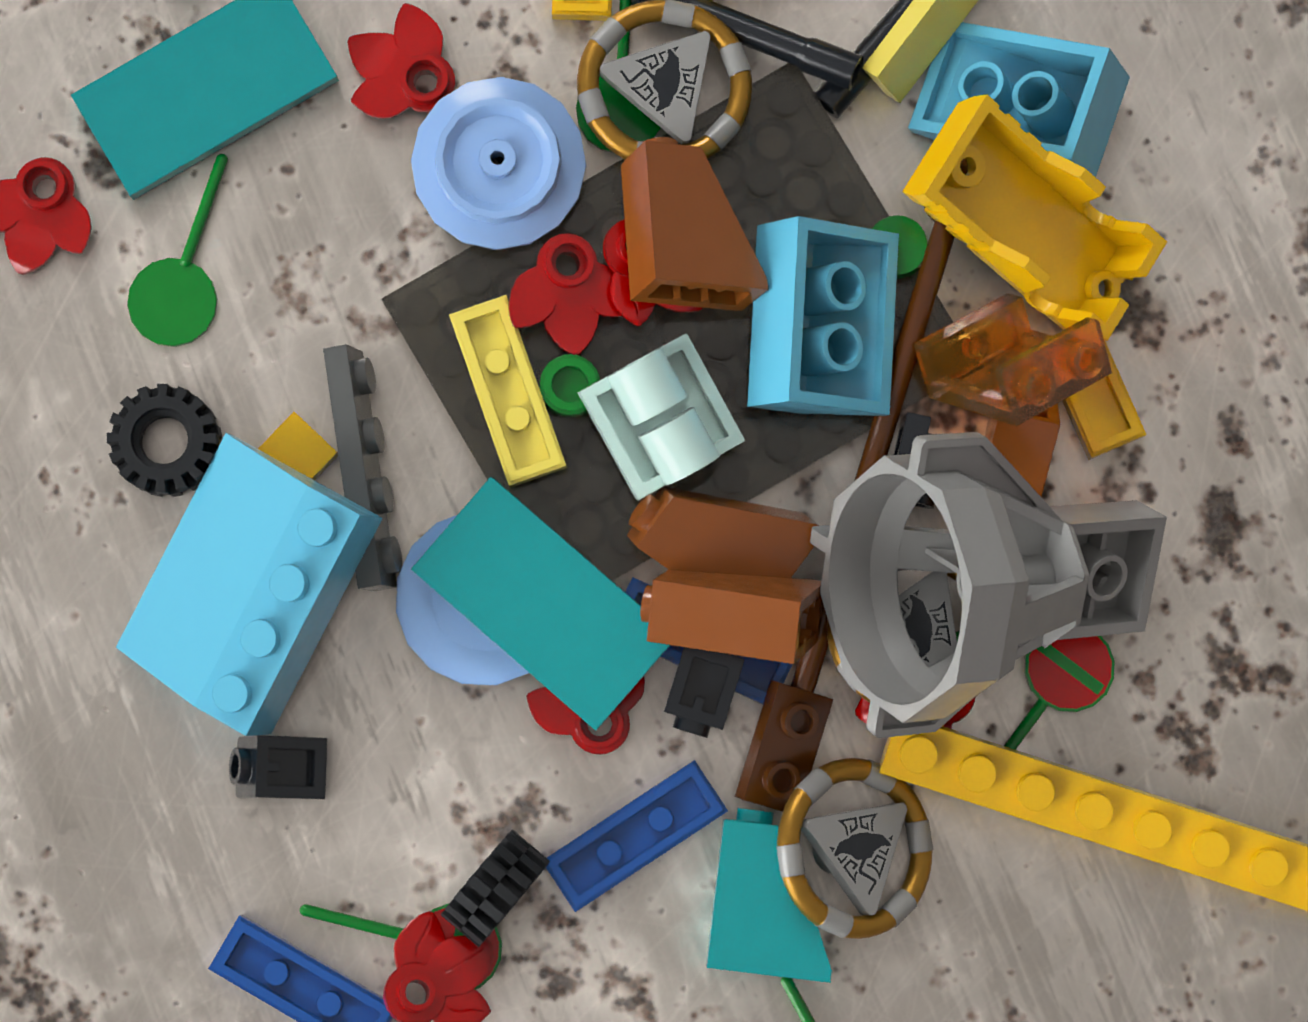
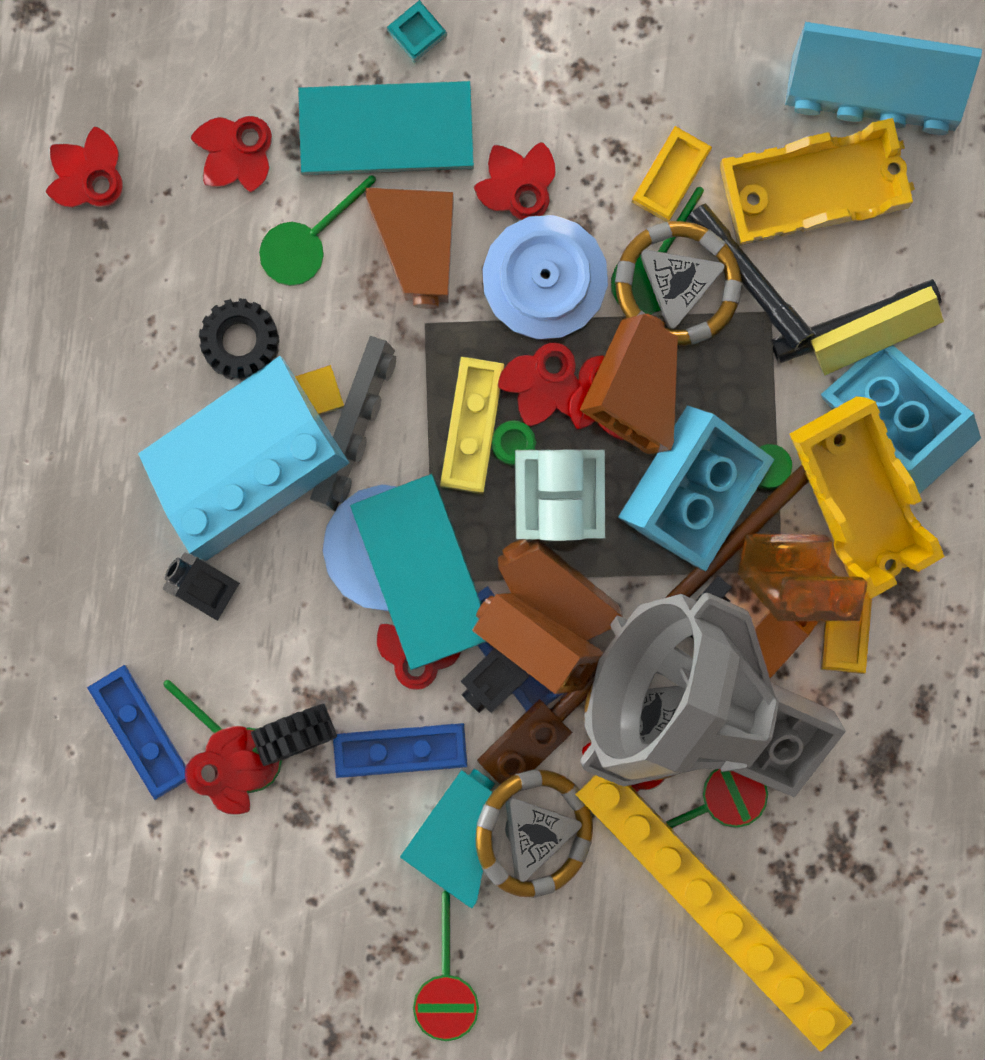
camera: 30 degrees right, 0 degrees up
(316, 202) = (417, 240): none -> dark orange slope

